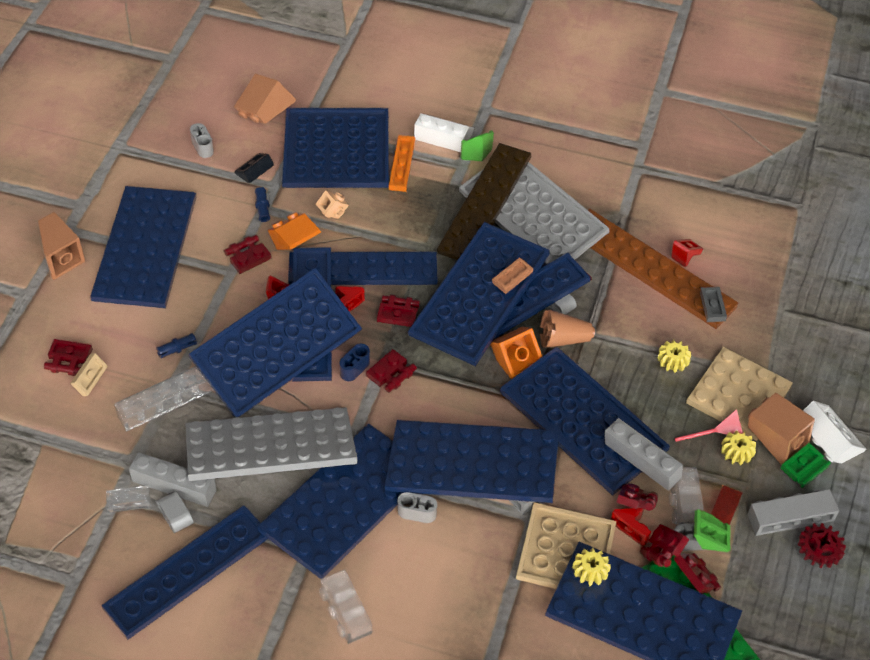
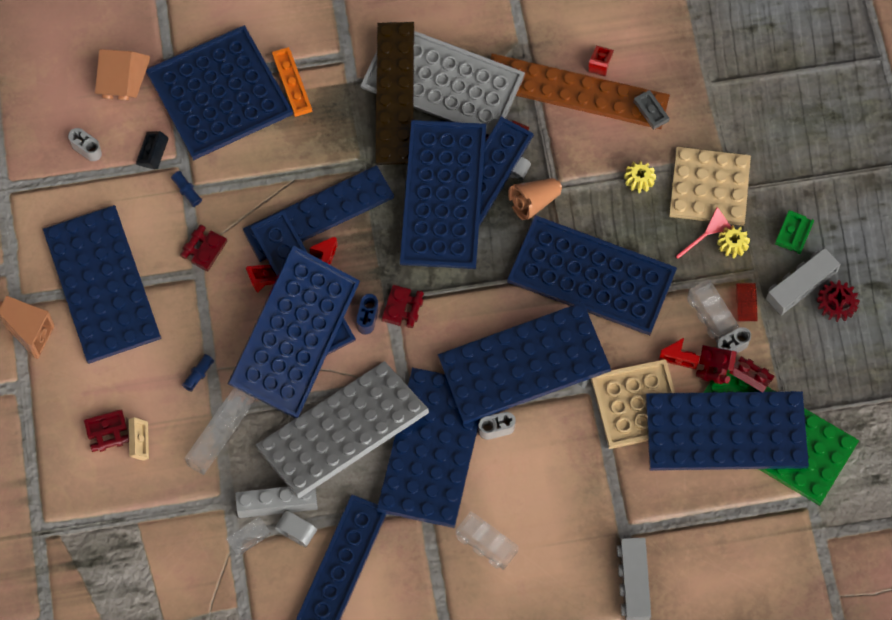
camera: 25 degrees left, 15 degrees up
(292, 231) = (238, 208): orange slope -> none
(332, 204) = (255, 160): light nougat brick -> none
(396, 314) = (378, 247): dark red plate -> none
(441, 132) = (311, 27): white slope -> none
(478, 147) = (355, 34): bright green slope -> none
(512, 275) = (467, 166): nougat plate -> none
(516, 350) = (503, 235): orange slope -> none
(585, 560) = (668, 419): light yellow gear -> none
(633, 497) = (671, 331): dark red plate -> none
(643, 454) = (662, 289): light grey brick -> none
(711, 532) = (749, 334): bright green slope -> none
(781, 427) = (761, 207): nougat slope -> none
(833, 434) = (801, 191): white slope -> none

